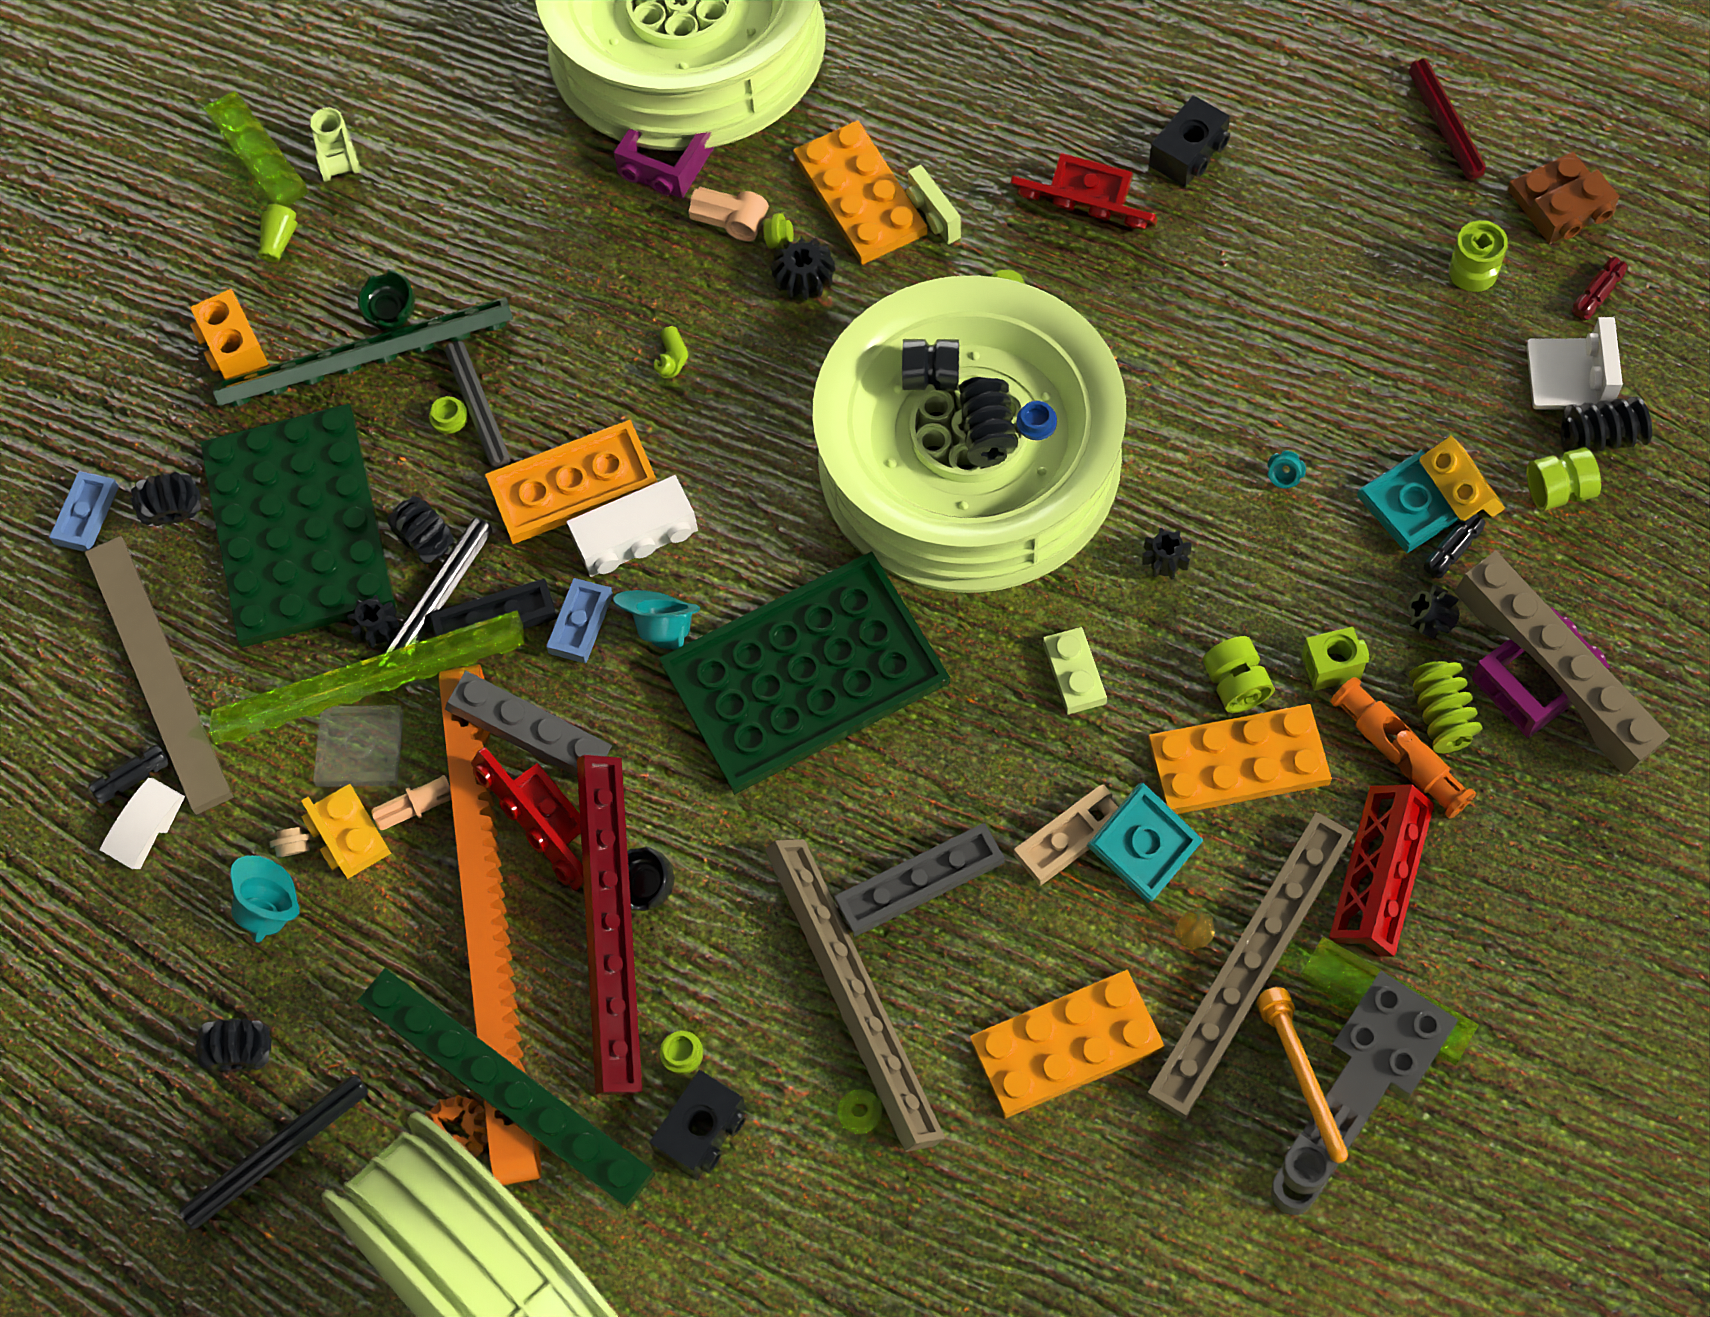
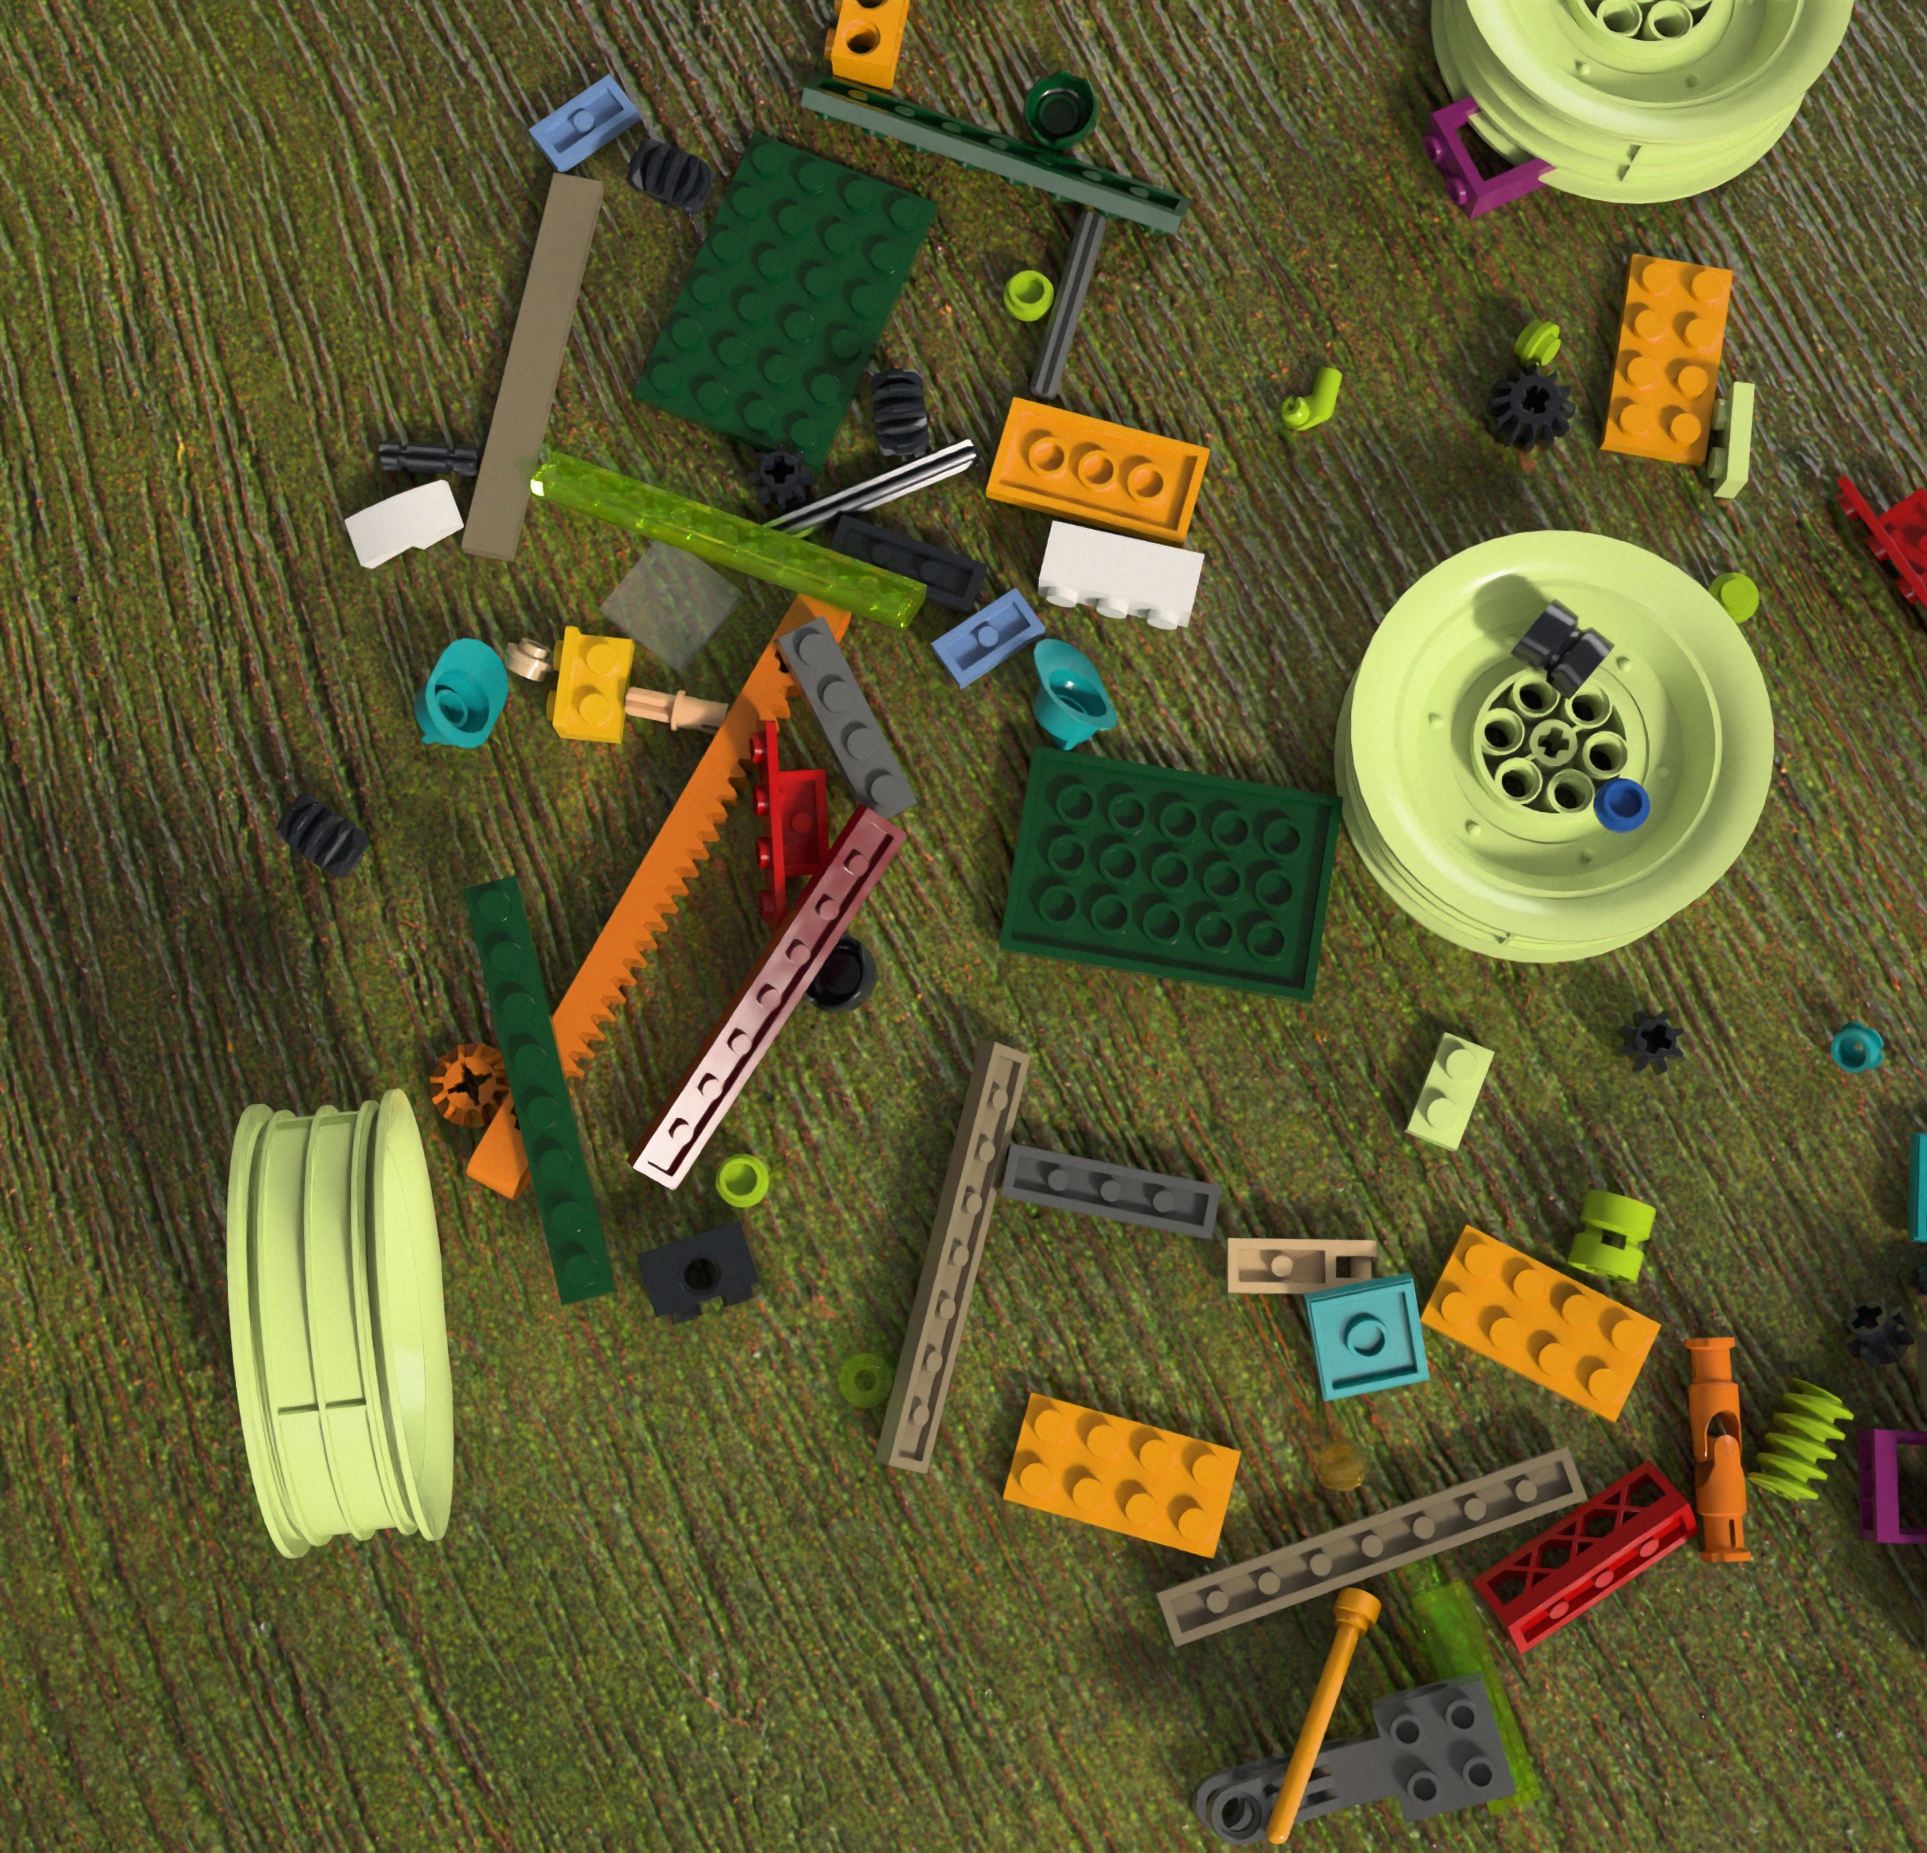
camera: 35 degrees right, 15 degrees up
(273, 1152) = (291, 969): black axle -> none
(737, 214) = (1509, 286): light nougat piece -> none
(987, 420) = (1569, 759): black piece -> none
(1327, 672) = (1706, 1291): lime brick -> none

